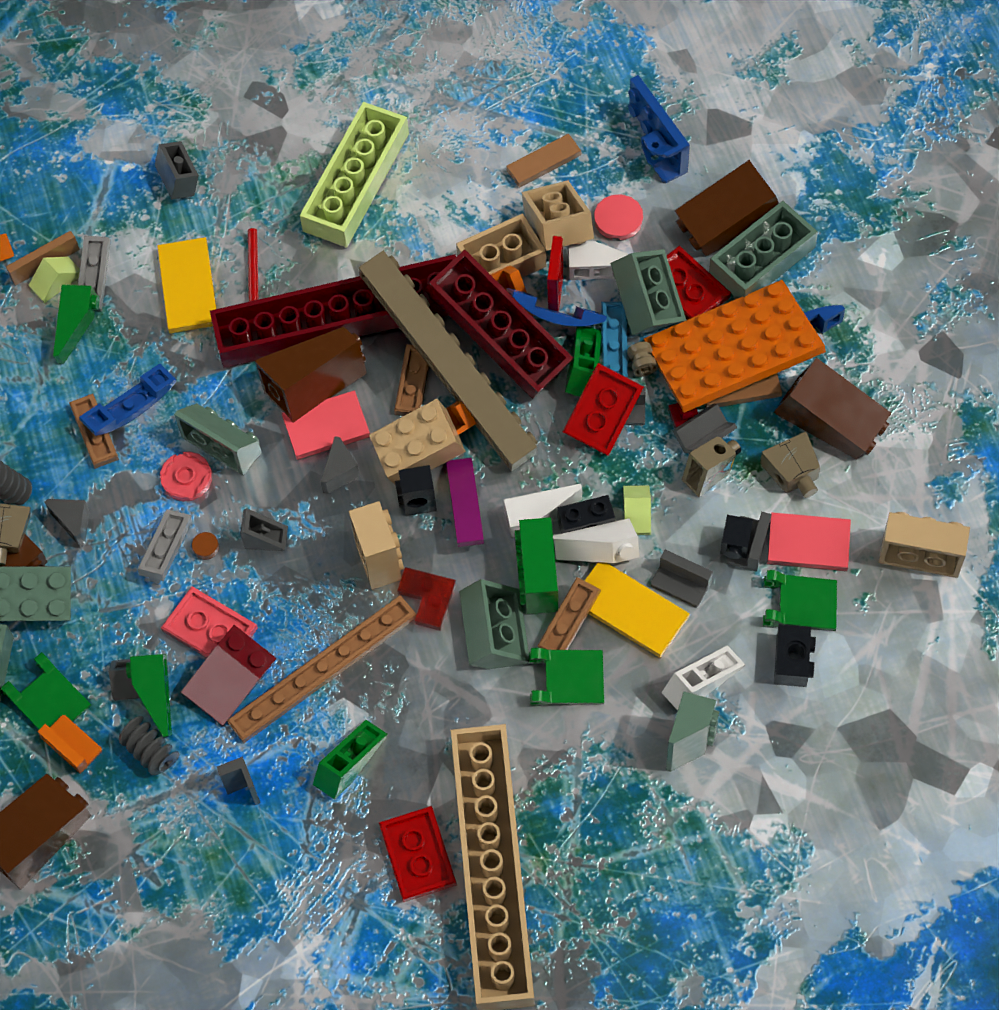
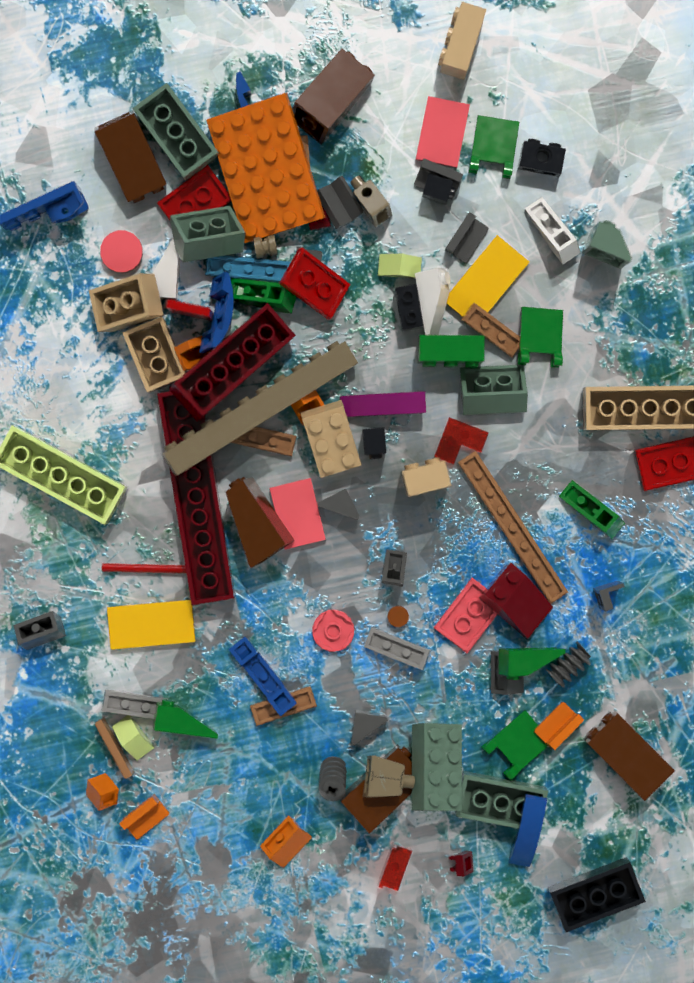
camera: 90 degrees left, 25 degrees up
(218, 437) = (304, 601): sand green slope -> none
(539, 505) = (397, 348): white slope -> none
(543, 160) = (56, 310): medium nougat tile -> none
(793, 465) = (376, 134): dark tan torso -> none

